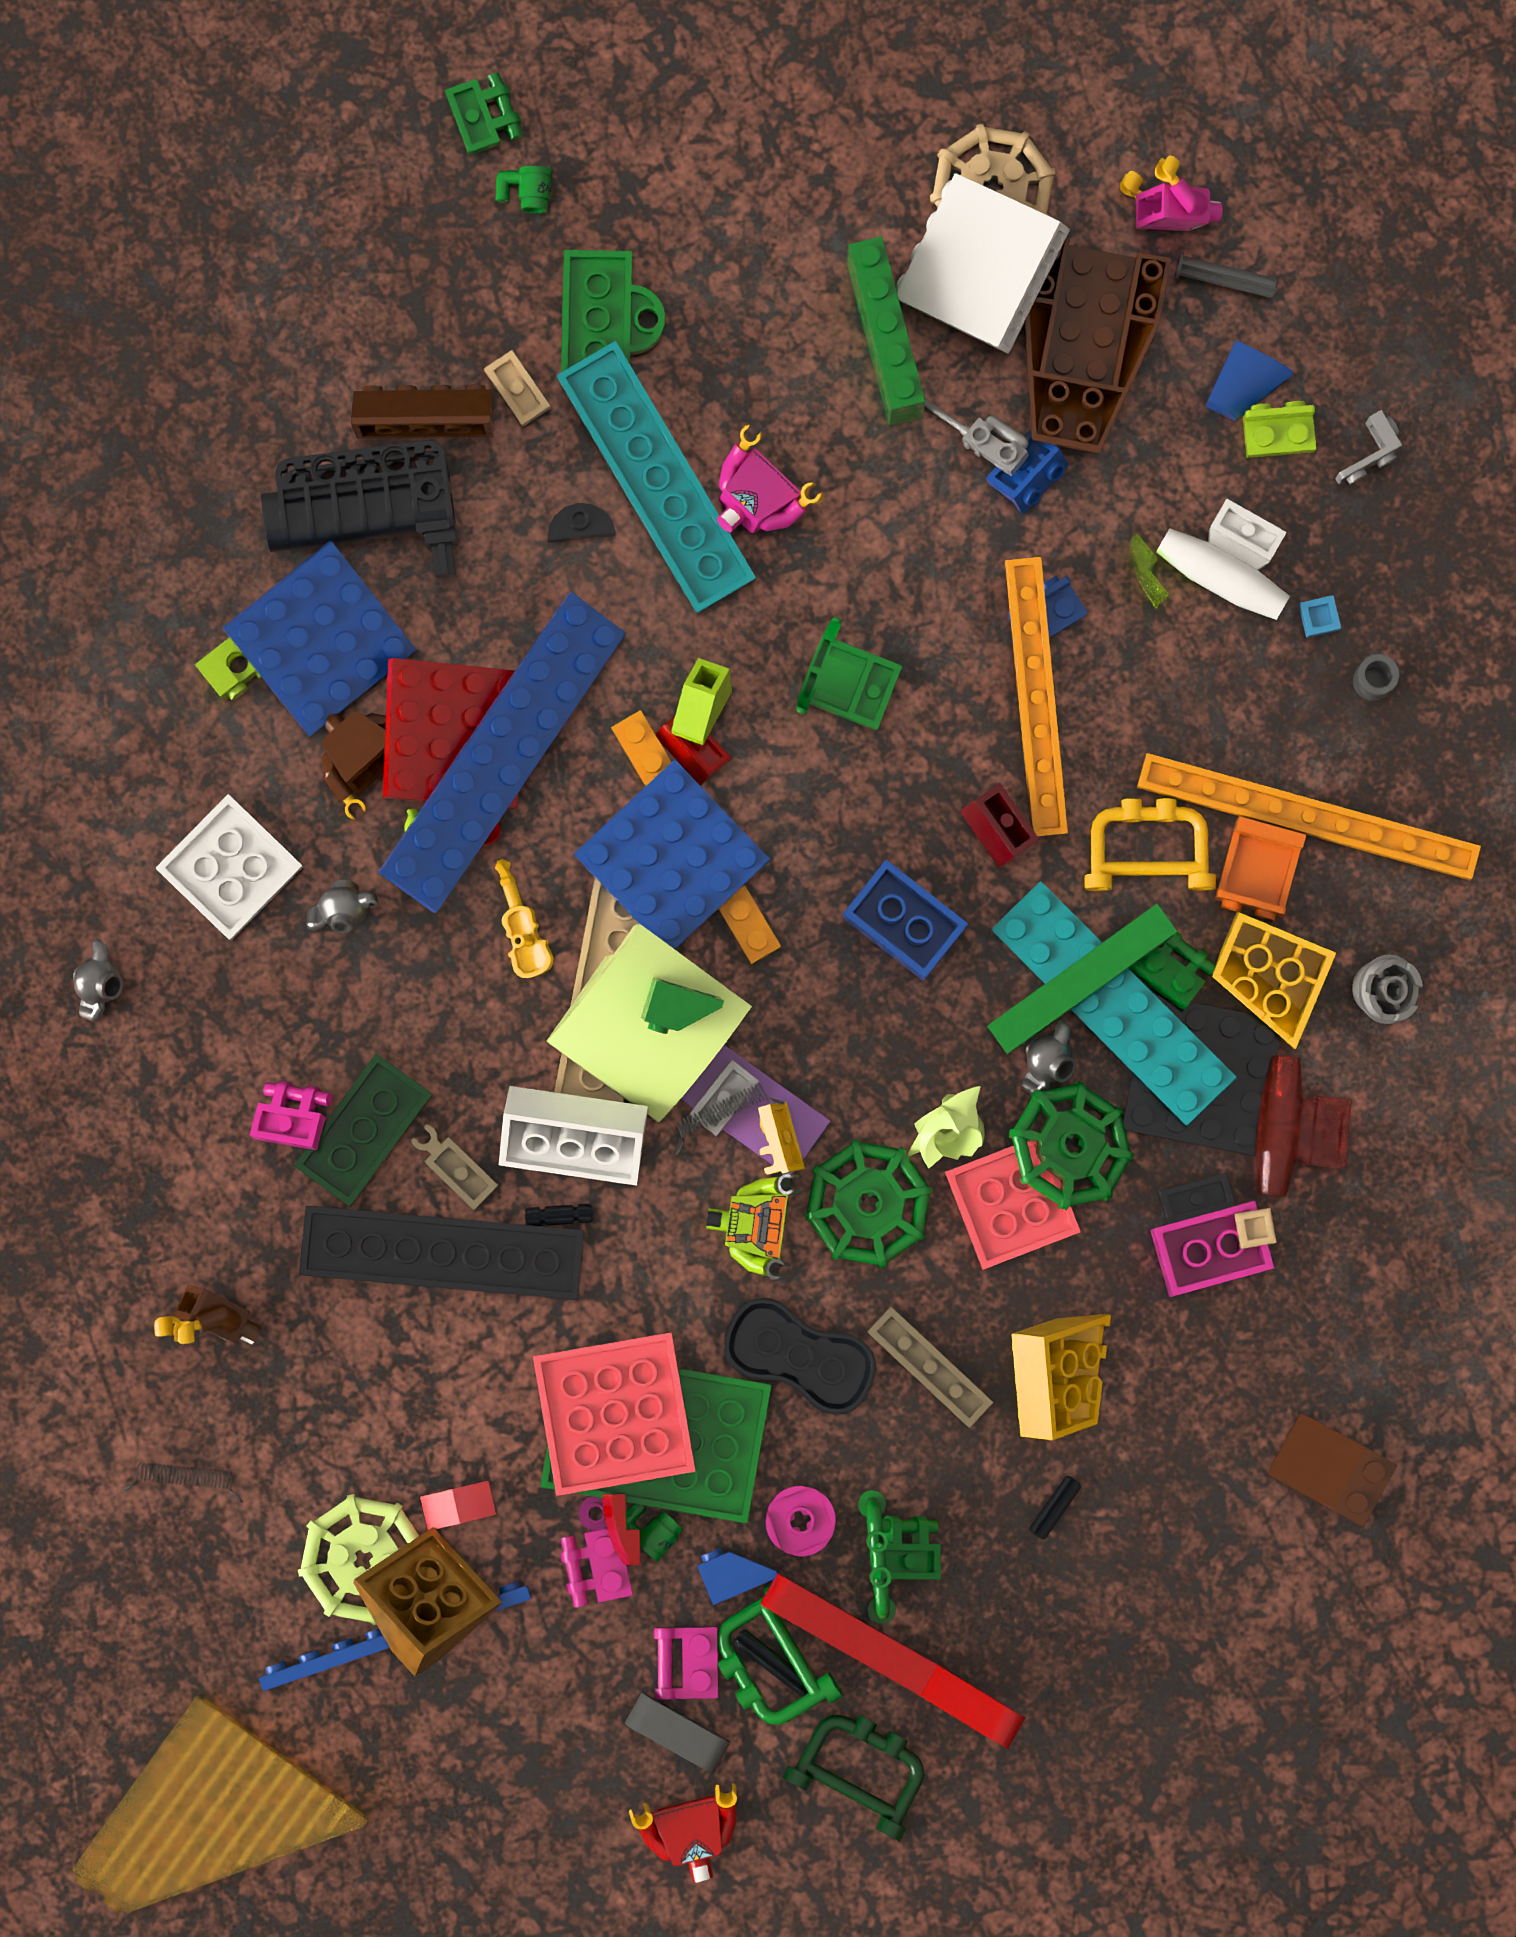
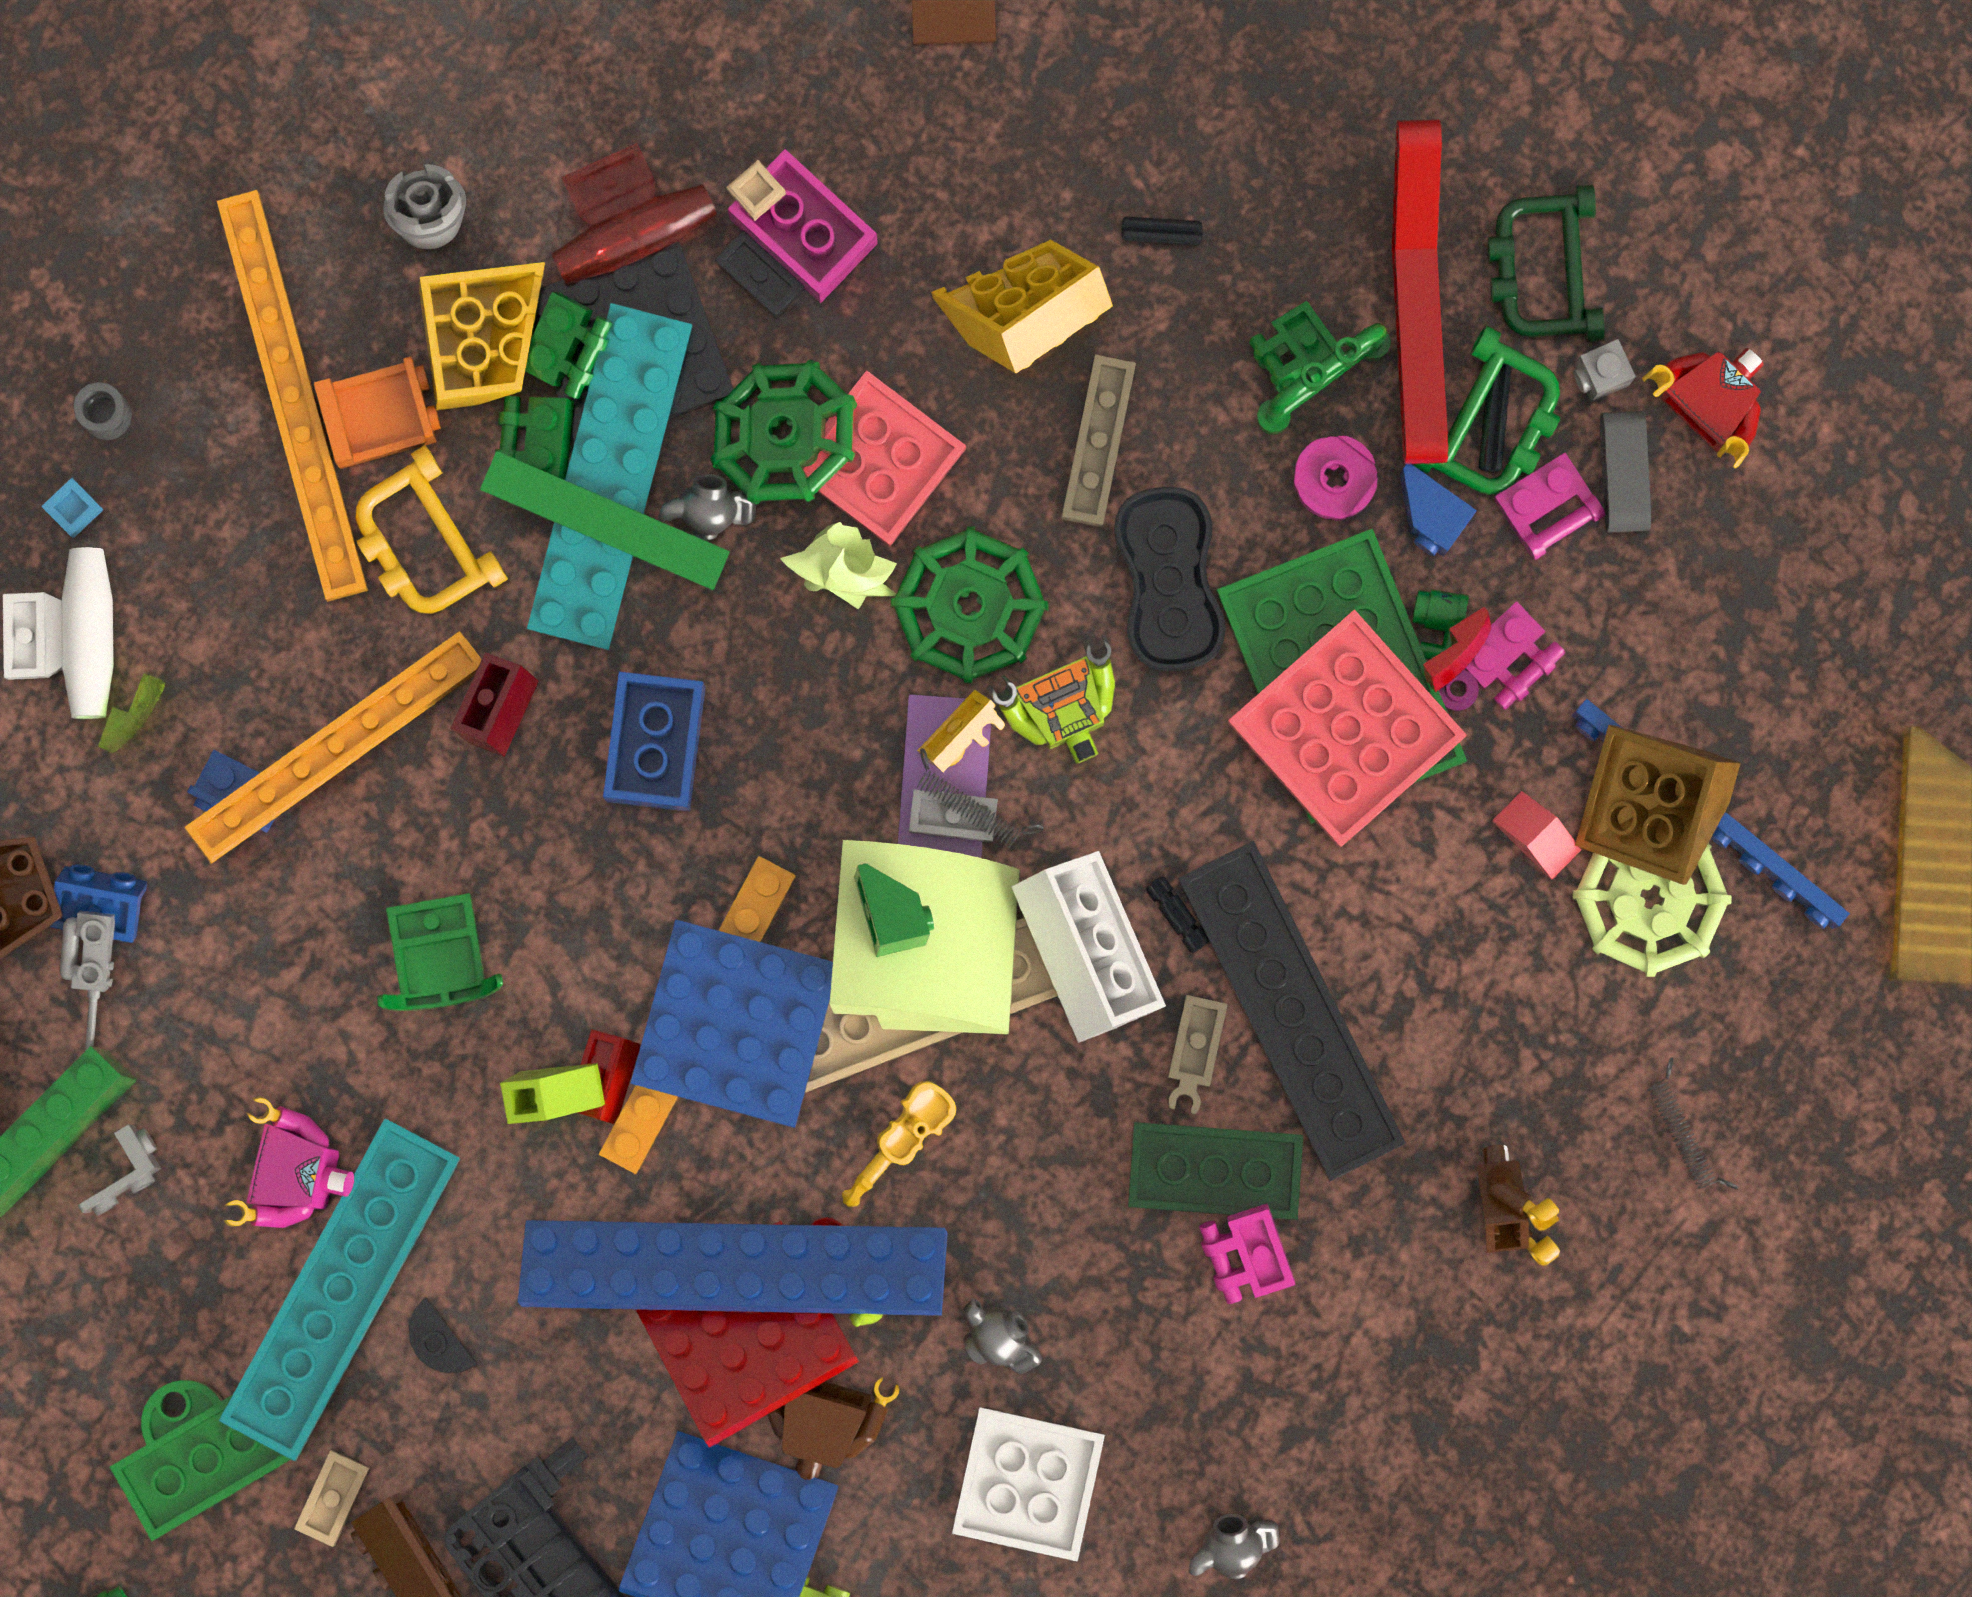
camera: 125 degrees left, 0 degrees up
(759, 1761) = (1603, 371): none -> light grey brick
(839, 398) = (139, 1149): none -> light grey bracket
(1234, 1024) = (557, 339): none -> green plate

